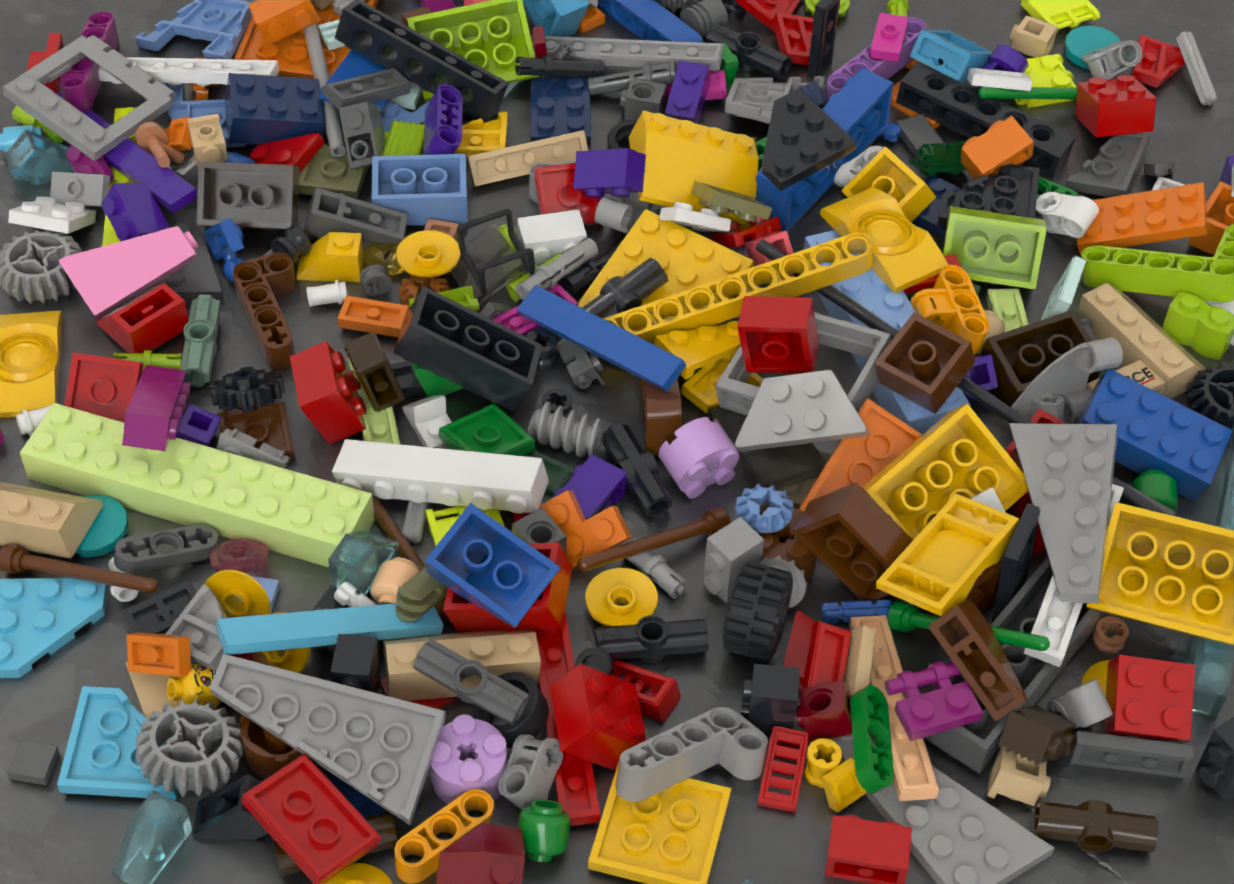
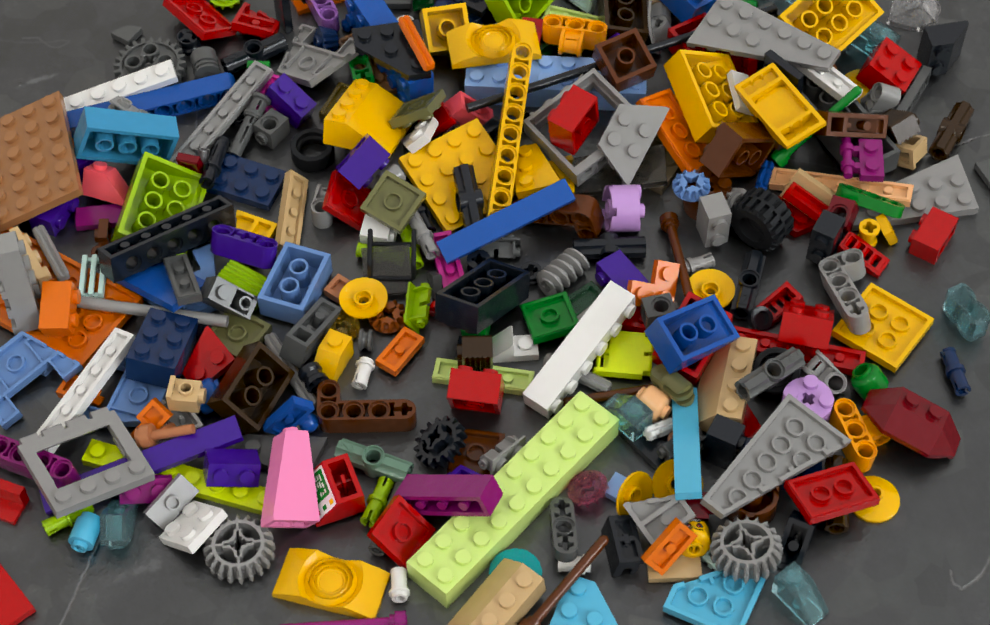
camera: 65 degrees left, 5 degrees up
(569, 222) = (393, 202): none -> olive plate
(807, 146) = (416, 43): none -> orange axle

